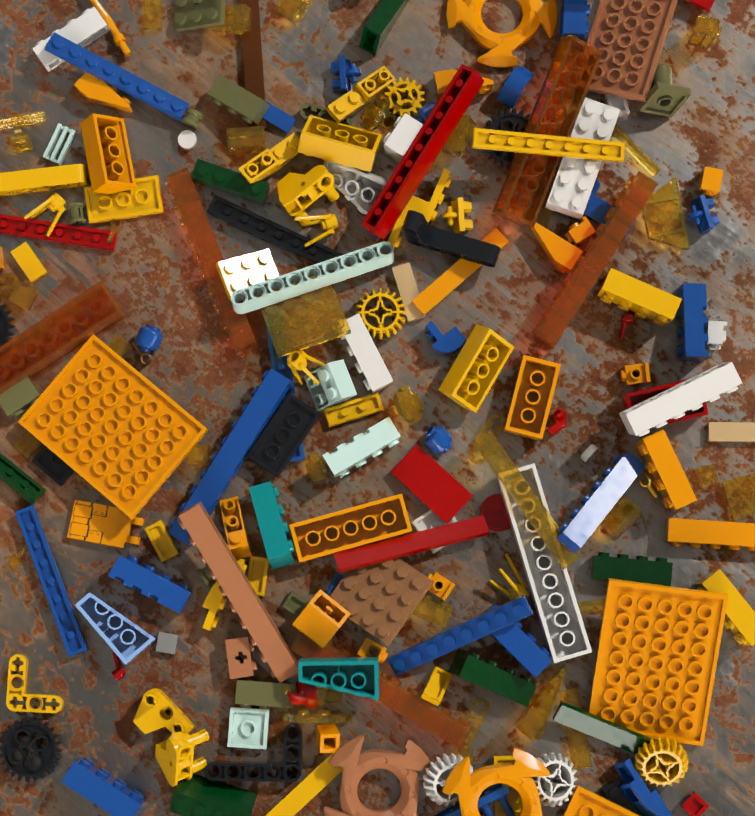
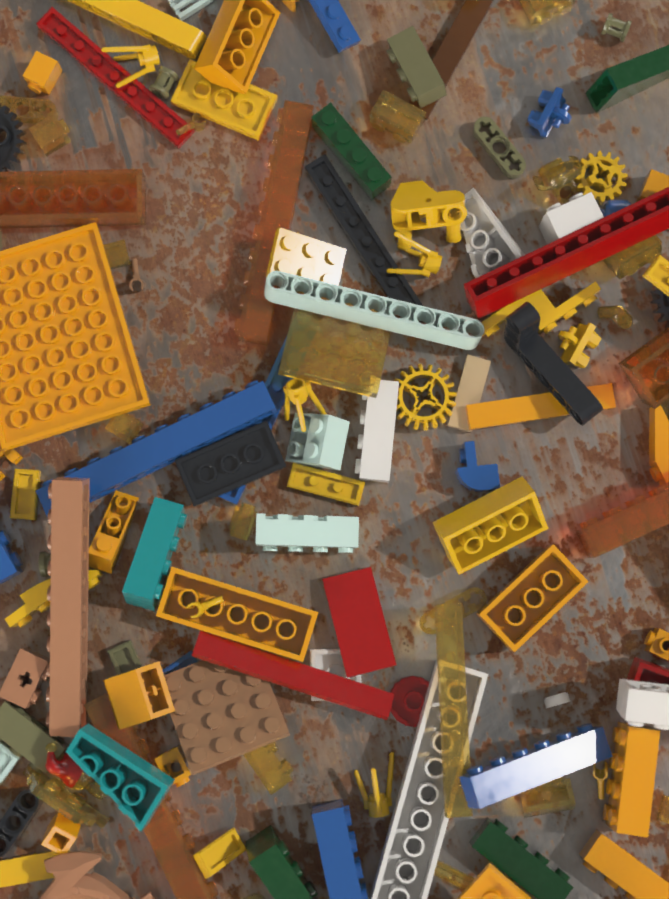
camera: 30 degrees right, 0 degrees up
(29, 262) = (79, 103): yellow tile -> none
(149, 338) = (153, 265): blue head -> none
(187, 140) = (333, 77): white tile -> none
(192, 118) = (353, 57): olive wheel -> none
(258, 574) = (104, 599): yellow tile -> none
(271, 159) = (411, 155): yellow slope -> none
(279, 118) = (448, 115): blue sticker -> none
(327, 534) = (205, 605): none -> yellow hand
(339, 143) = (497, 182): yellow brick -> none
(361, 95) = (549, 146): yellow slope -> none
(406, 405) = (387, 517): clear yellow tile -> none
(438, 439) = (398, 577): blue head -> none
(447, 586) = (304, 746): light orange brick -> none
(460, 635) = (282, 816): blue plate -> none
(472, 180) = (617, 314): none -> clear yellow arm
(559, 422) = (545, 643): red arm -> none

